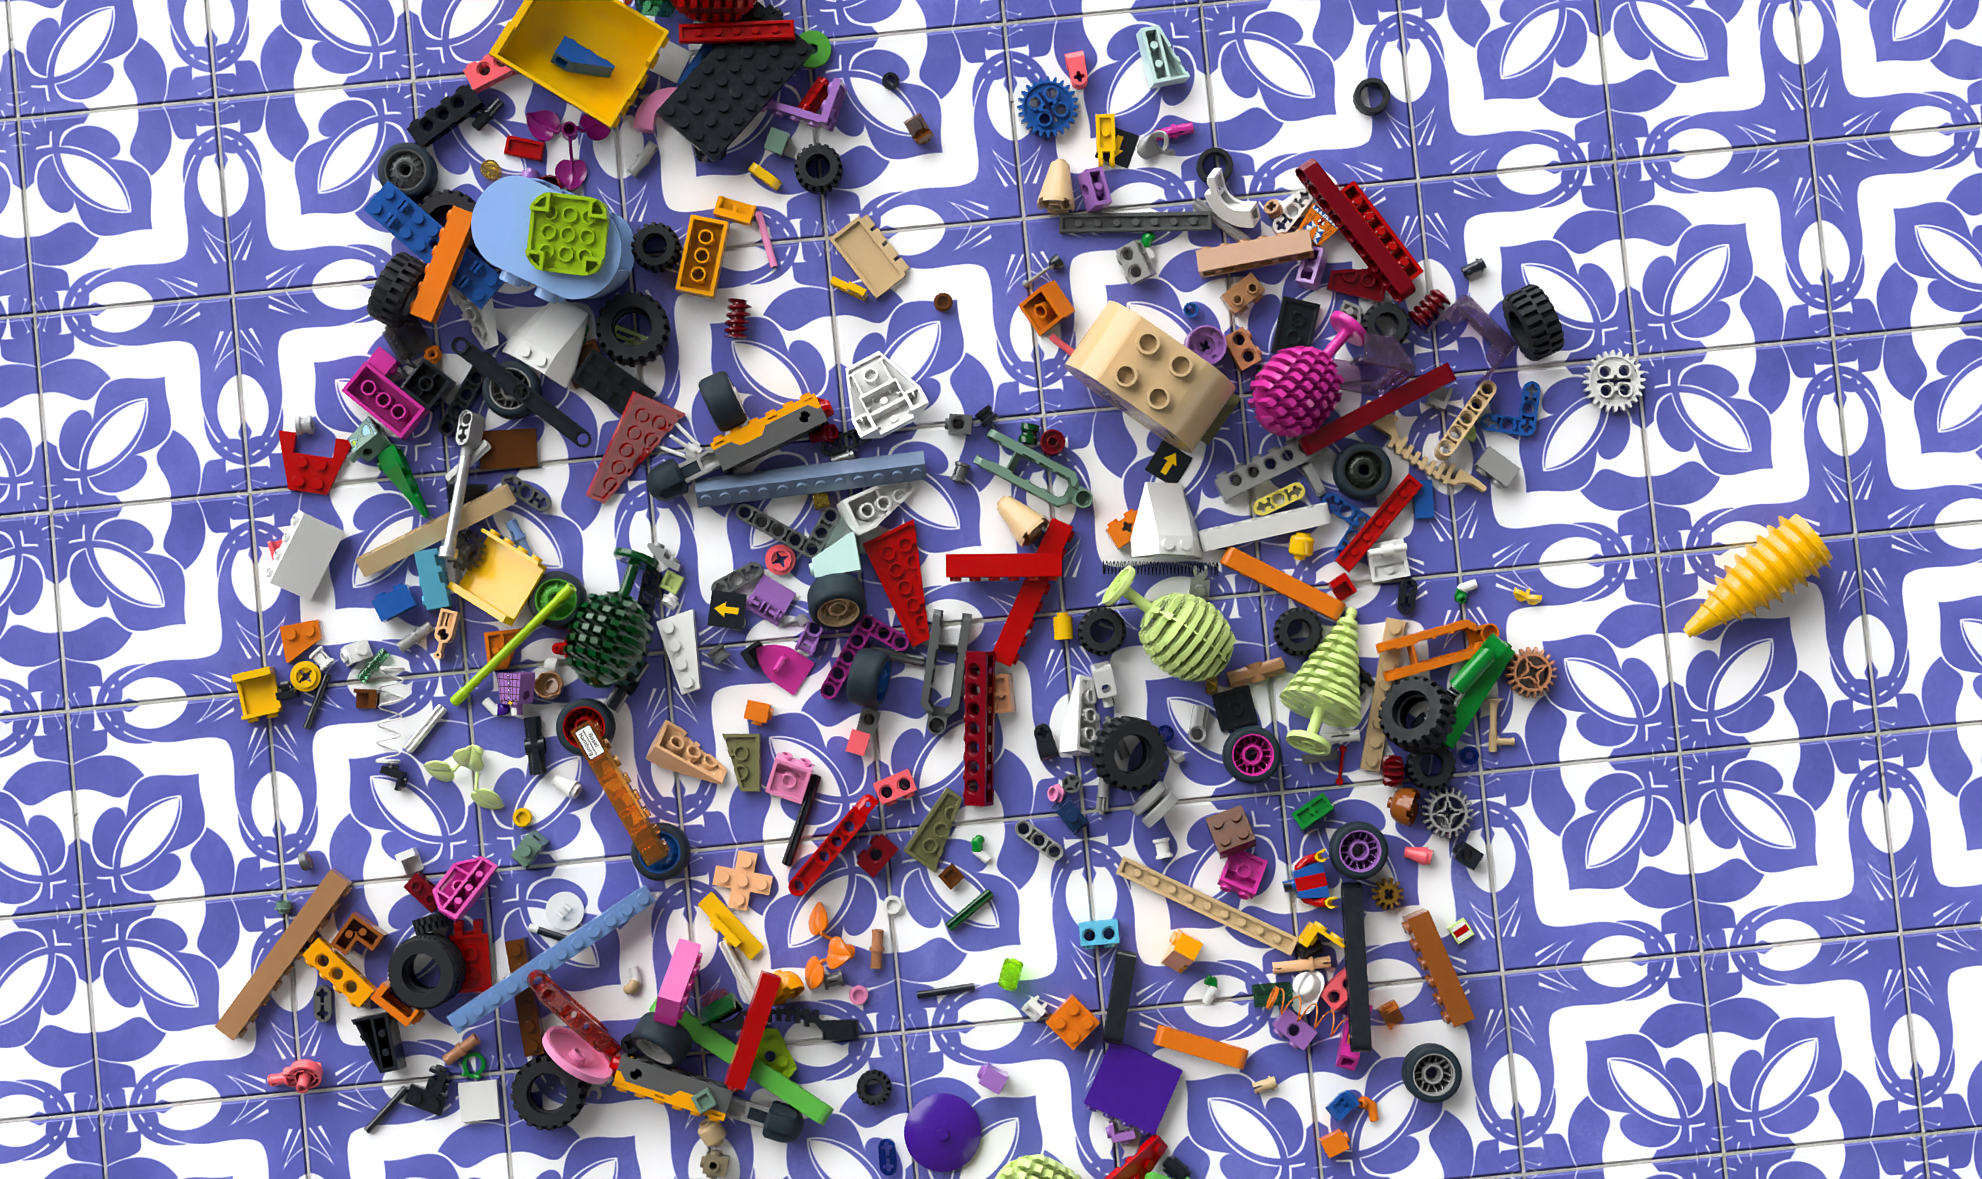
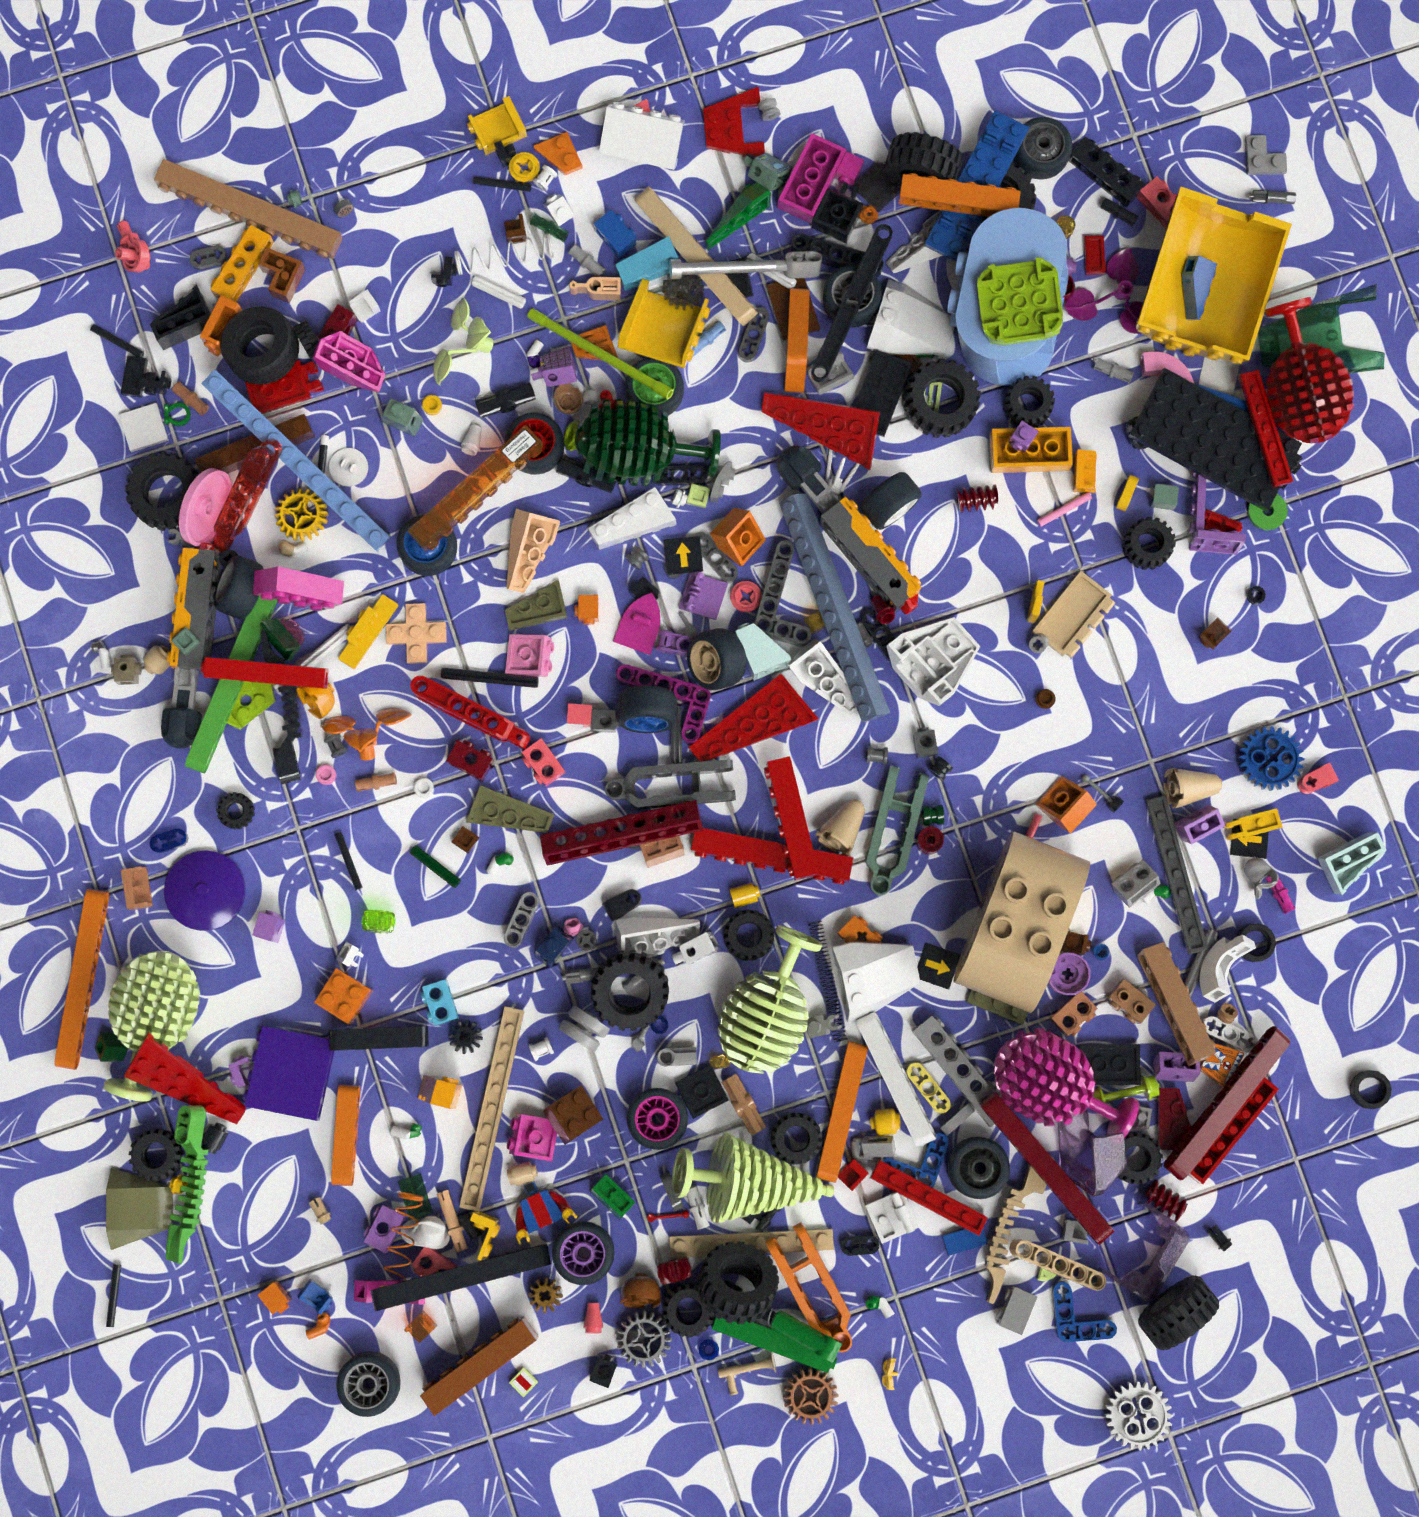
camera: 80 degrees right, 5 degrees down
(543, 452) = (797, 340): none -> orange beam
(585, 690) = (569, 436): none -> lime gear
(586, 420) = (839, 375): none -> light grey bracket
(610, 969) = (299, 523): none -> yellow gear
(690, 262) = (1022, 436): none -> medium lavender bracket
(720, 553) = (738, 535): none -> orange slope
(886, 290) = (1043, 639): none -> light grey bush
(1141, 919) = (462, 1043): none -> black gear
(1178, 329) = (1076, 943): none -> reddish brown bracket
(1273, 891) = (522, 1173): none -> tan brick
(1322, 562) = (873, 1148): none -> light grey piece
(1324, 297) = (1149, 1088): none -> lime piece

